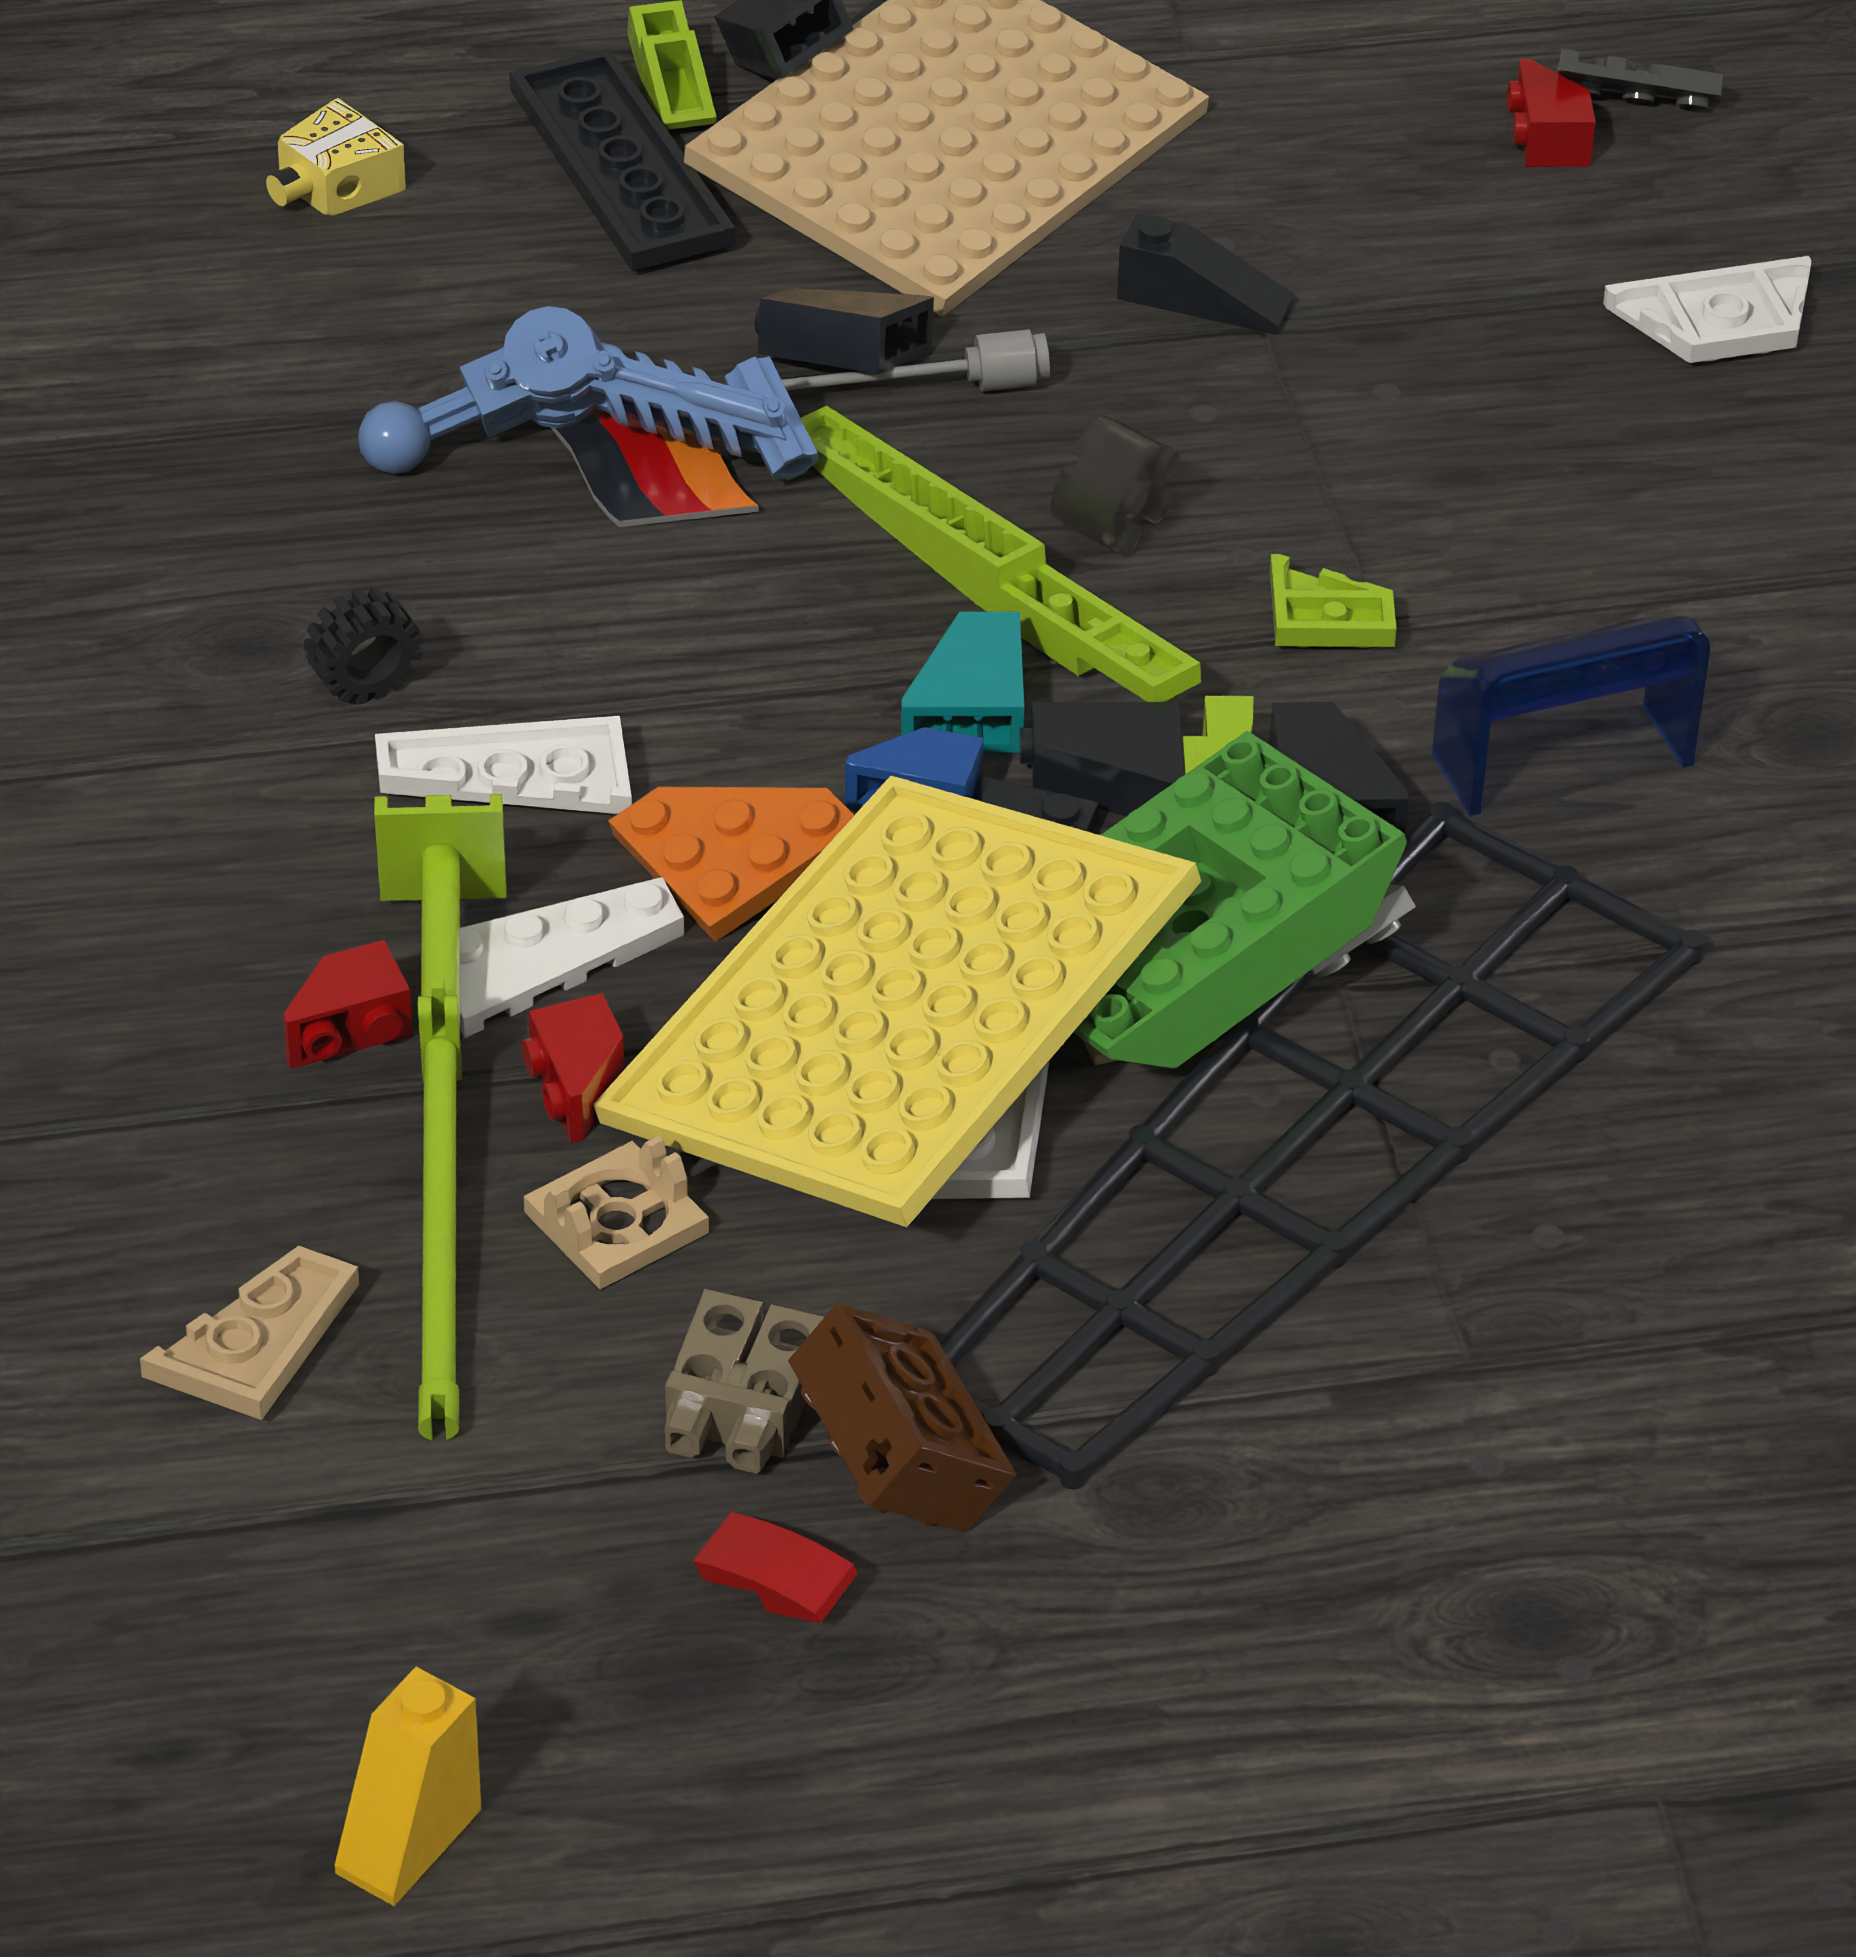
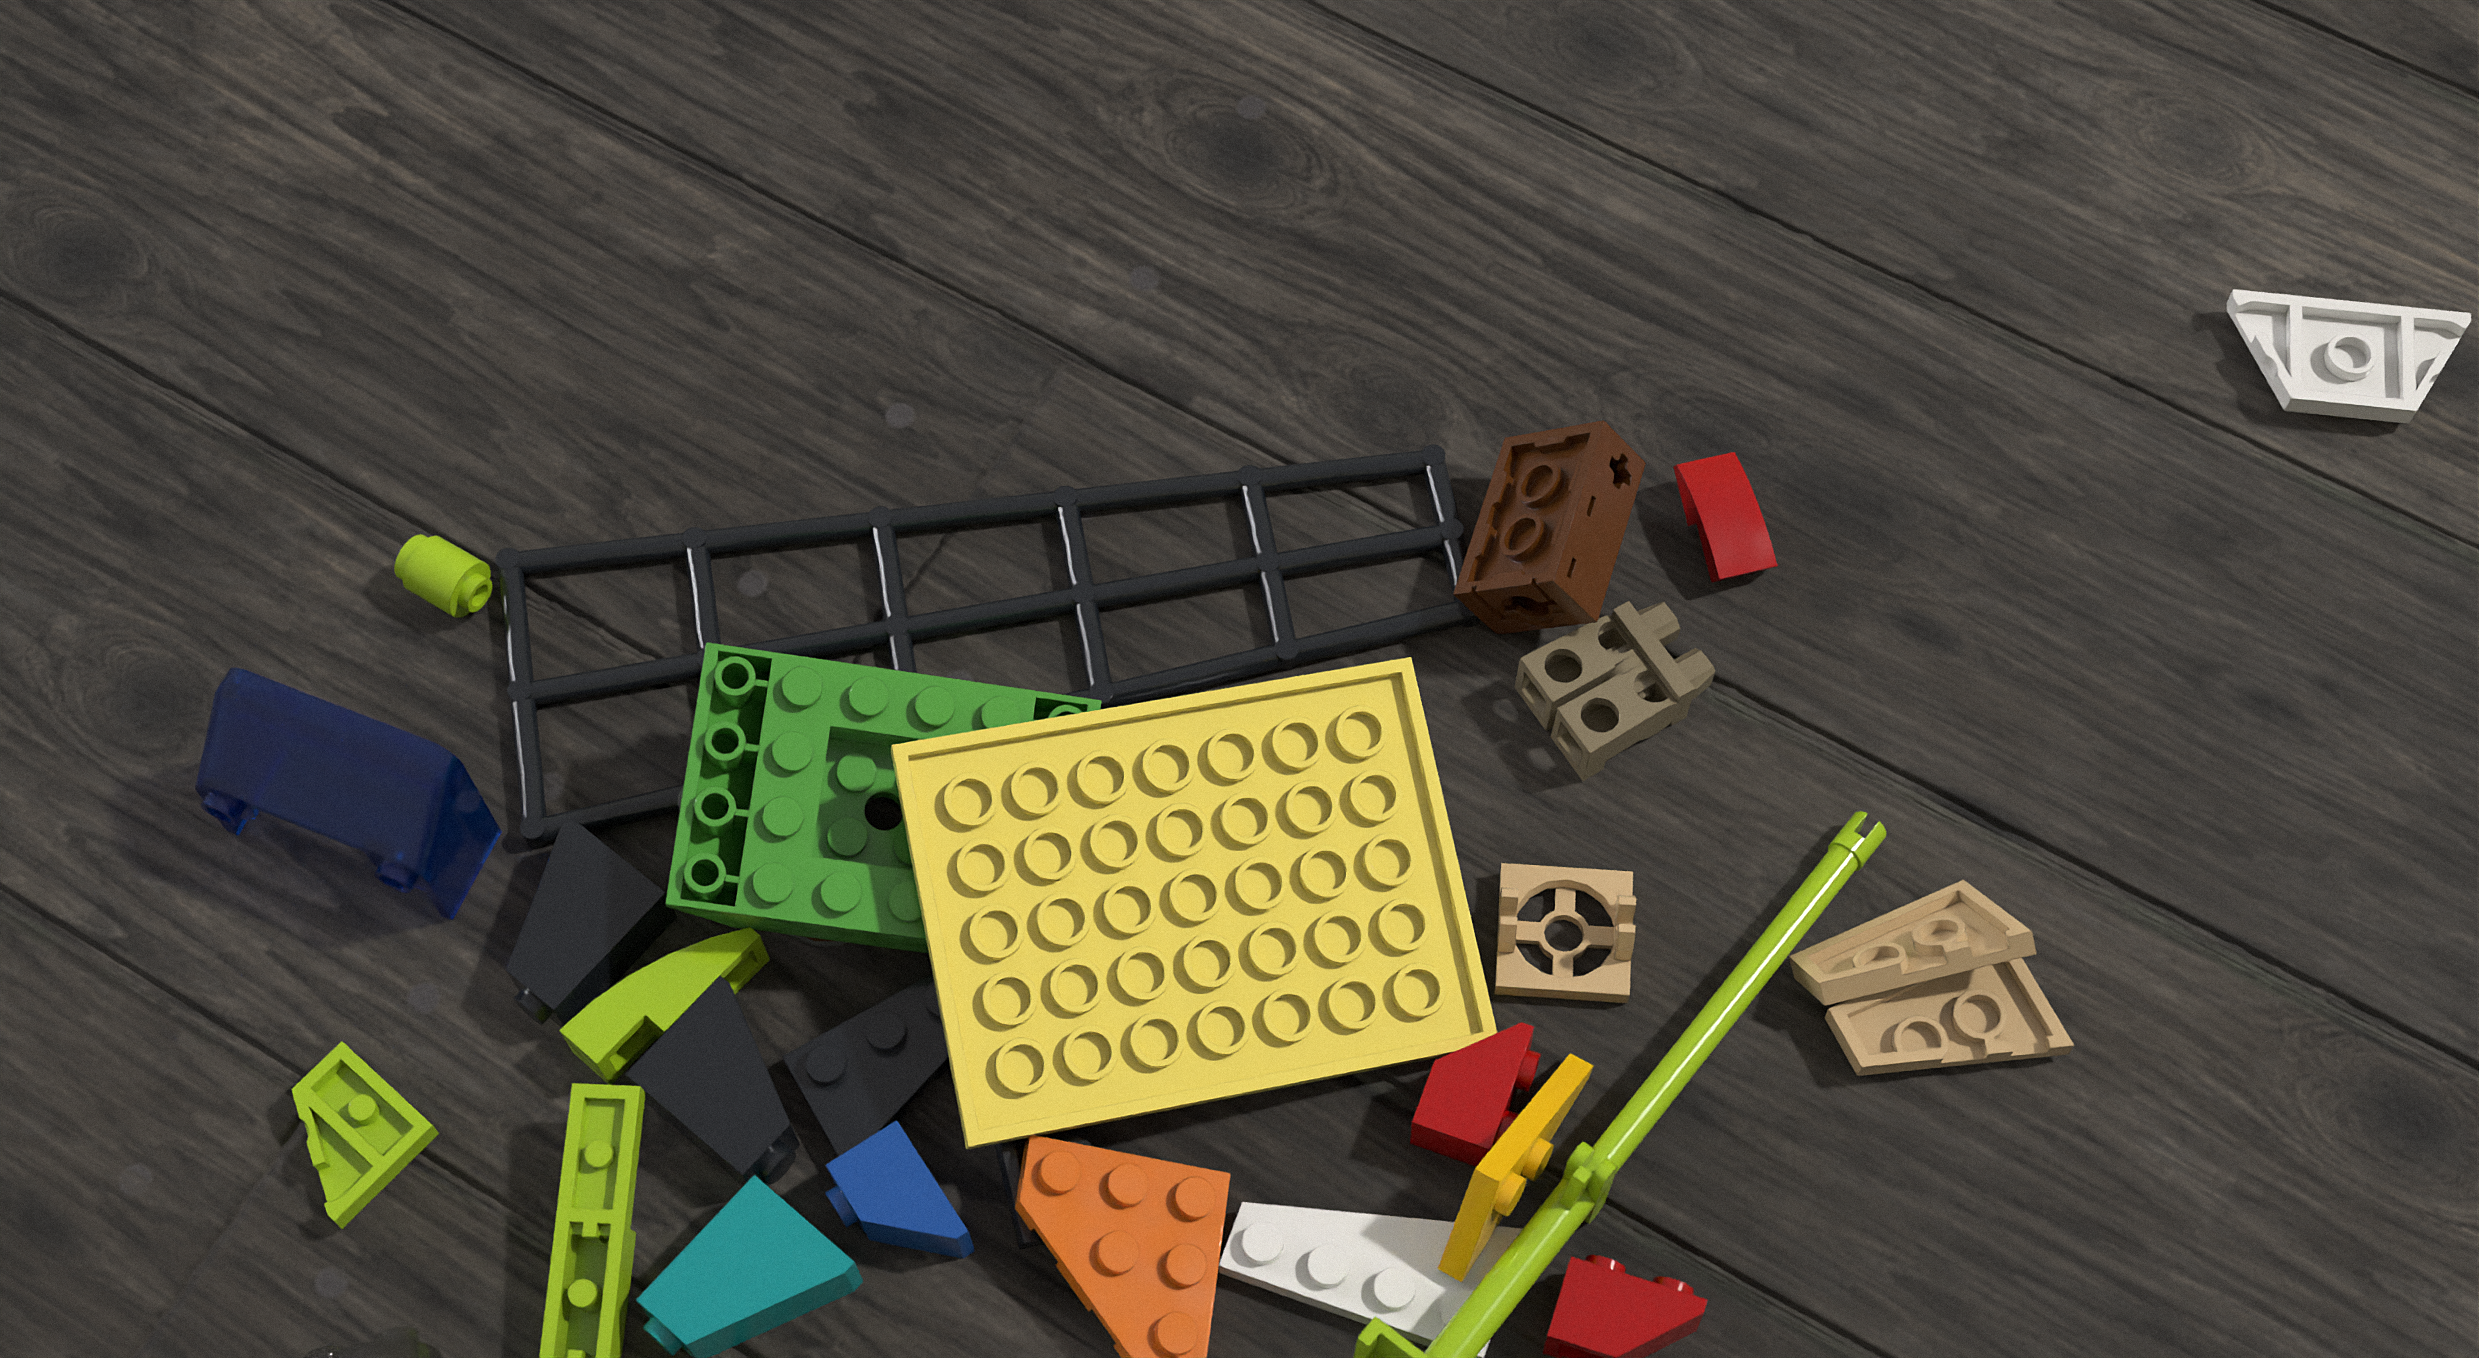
camera: 135 degrees left, 20 degrees up
(324, 1344) = (1913, 944): none -> tan wing
(411, 1786) = (2137, 490): yellow slope -> none
(504, 1031) = (1504, 1170): none -> yellow wing
(1718, 895) = (444, 575): none -> lime brick

